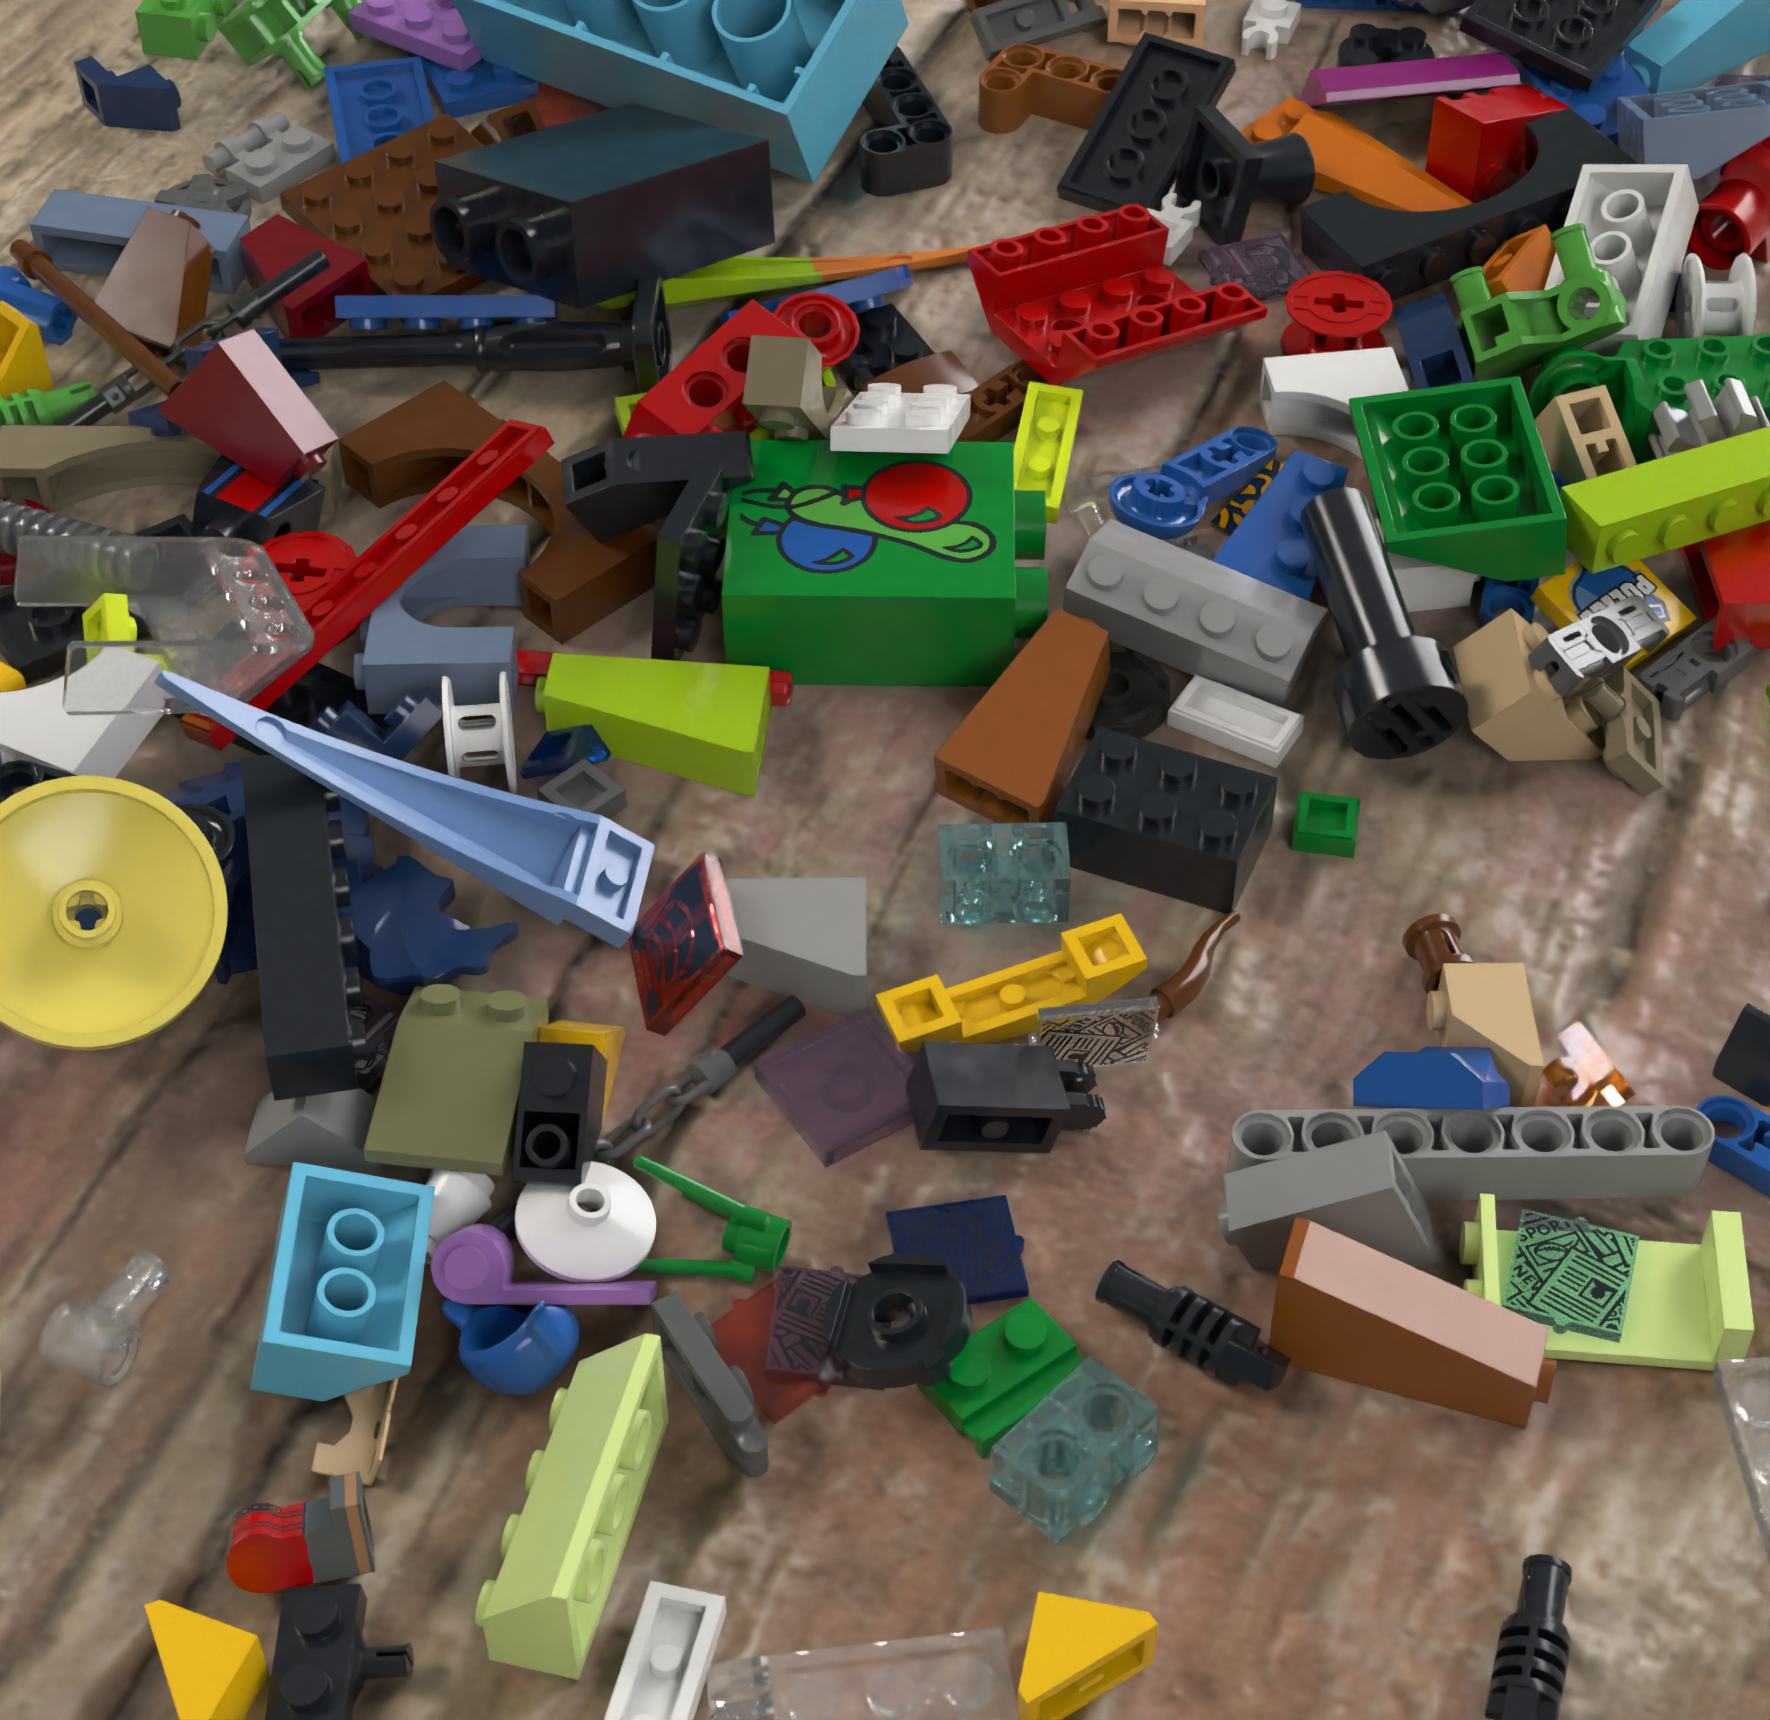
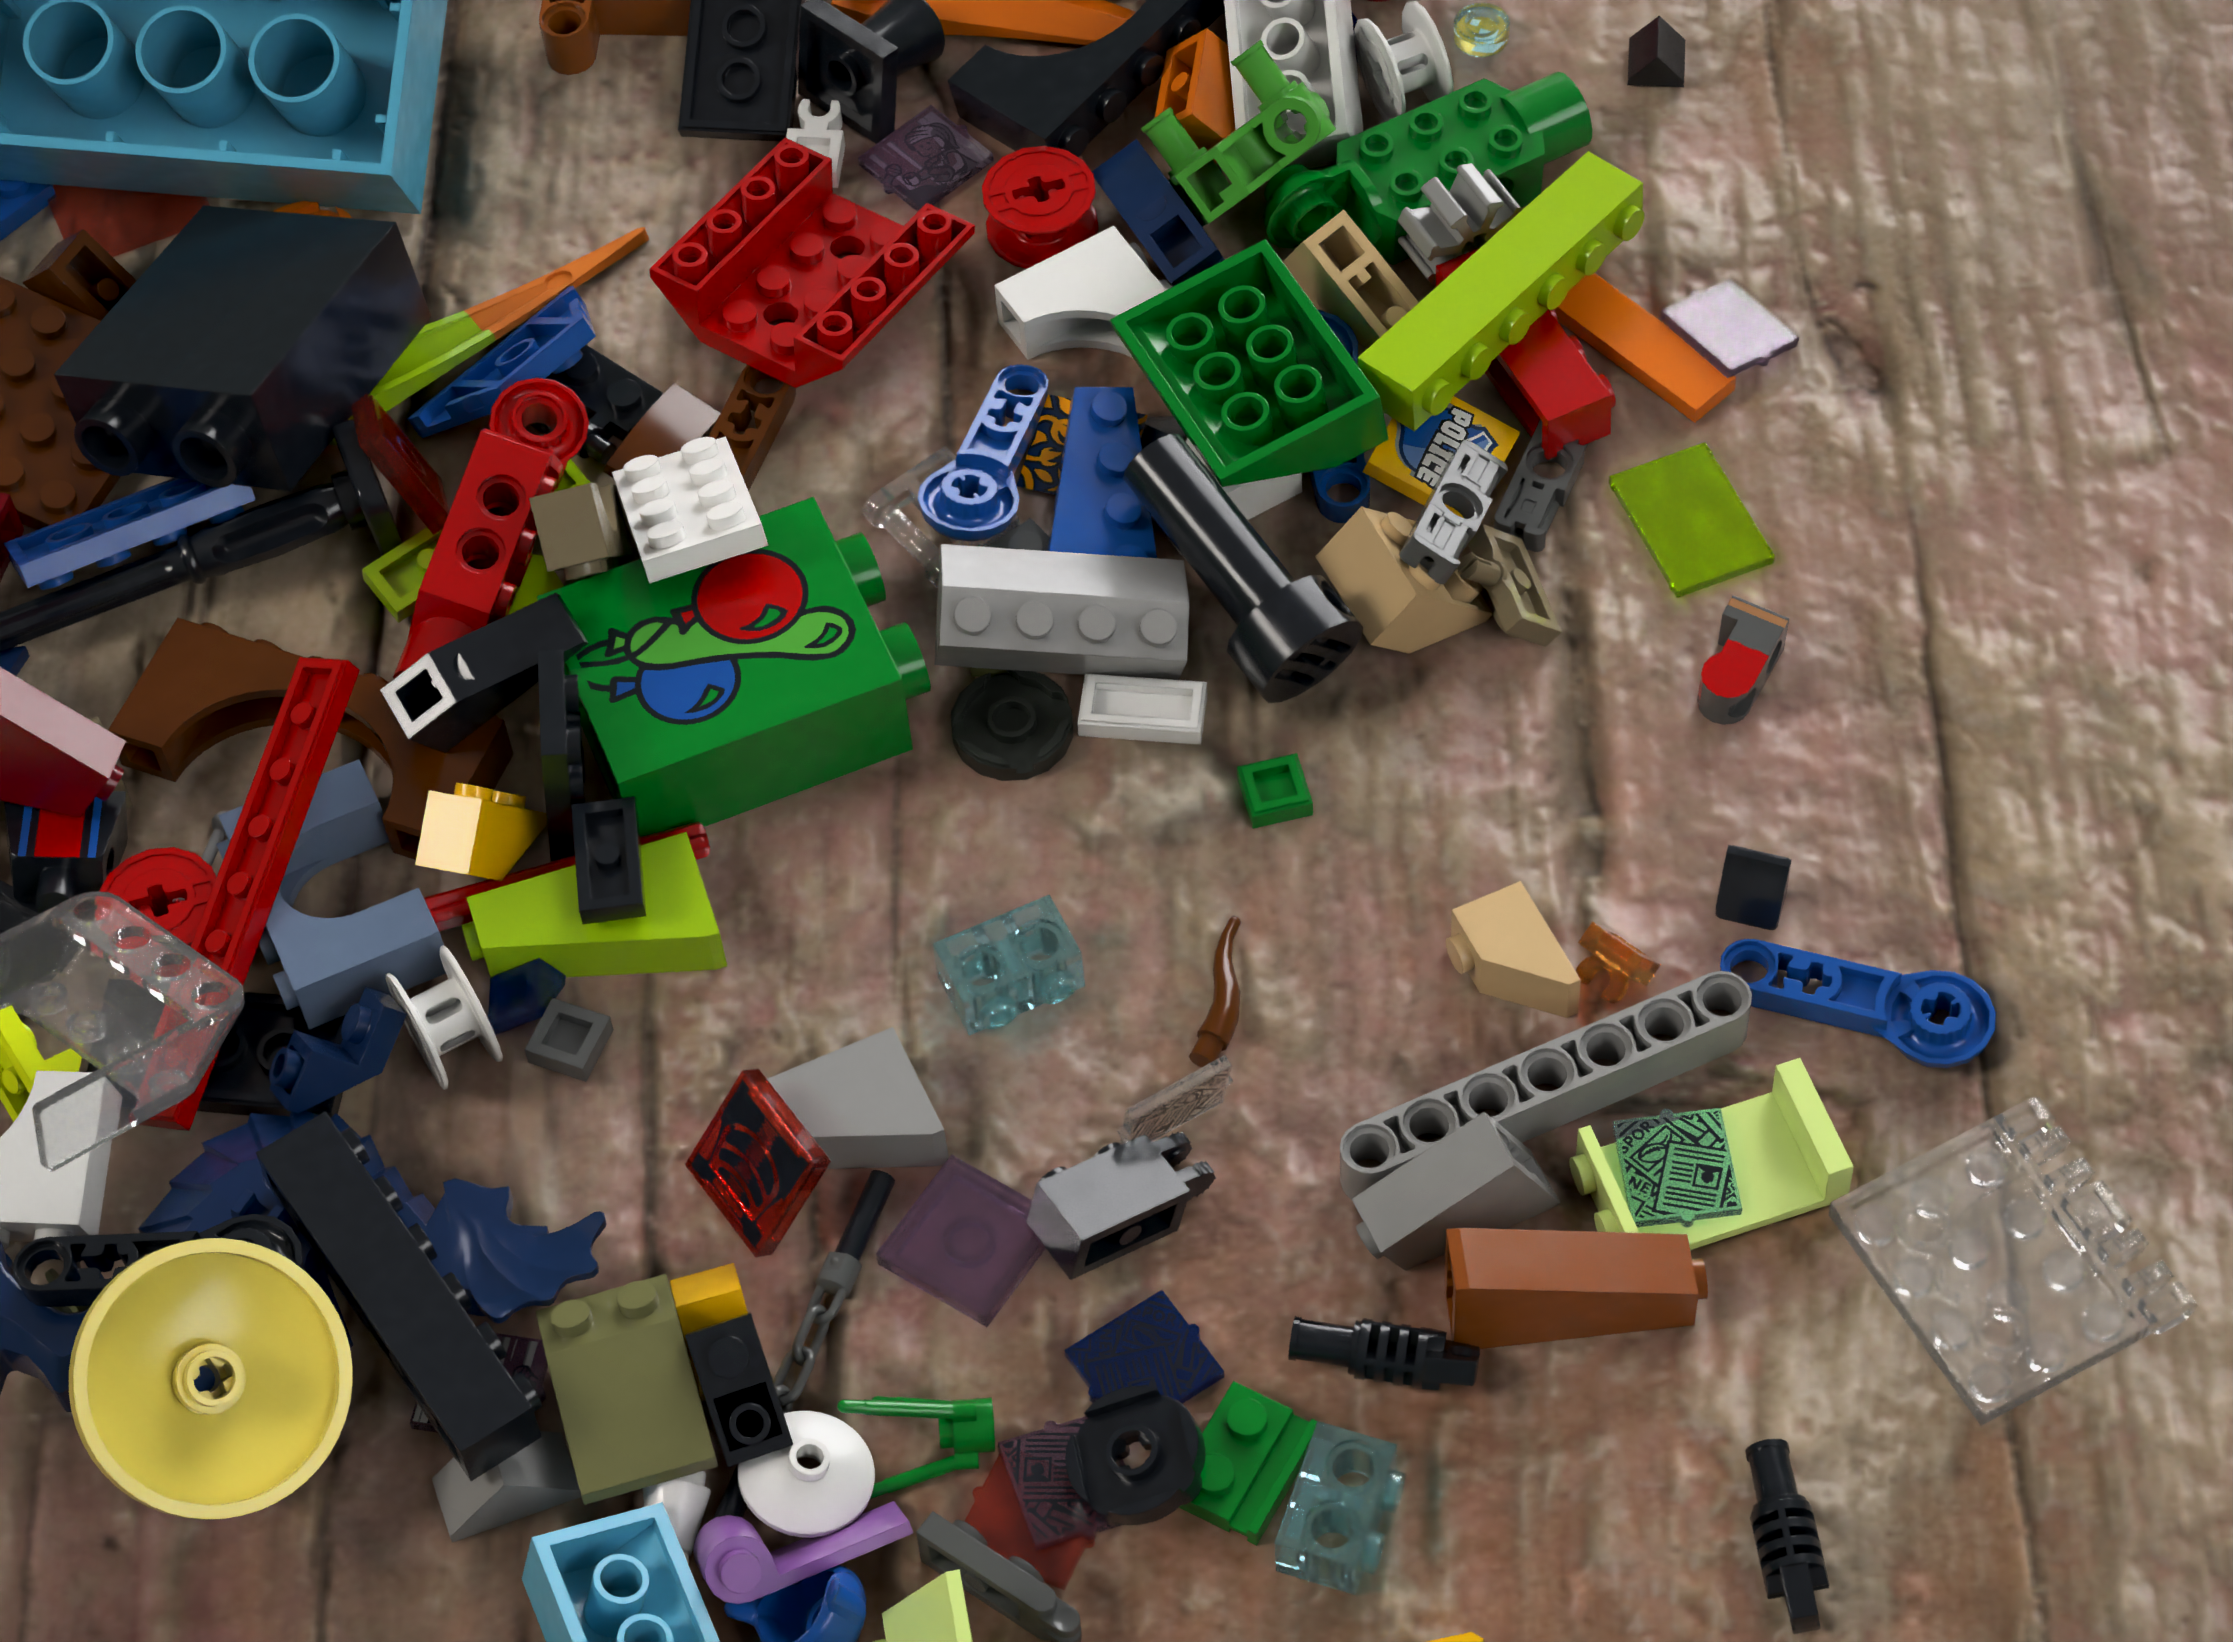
camera: 20 degrees left, 10 degrees up
(531, 850) = (564, 1122): medium blue plate -> none
(588, 609) = (476, 831): none -> yellow slope
(680, 311) = (400, 462): none -> clear red tile
(685, 659) = (608, 860): none -> black plate
(912, 138) = (506, 123): black beam -> none
(1006, 1003) = (1080, 1086): yellow slope -> none
(1029, 727) = (961, 806): dark orange slope -> none
(1046, 442) = (821, 459): neon yellow plate -> none
(1166, 819) = (1133, 849): black brick -> none
(1428, 946) = (1435, 891): reddish brown bush -> none
(1432, 1080) = (1493, 1029): blue slope -> none

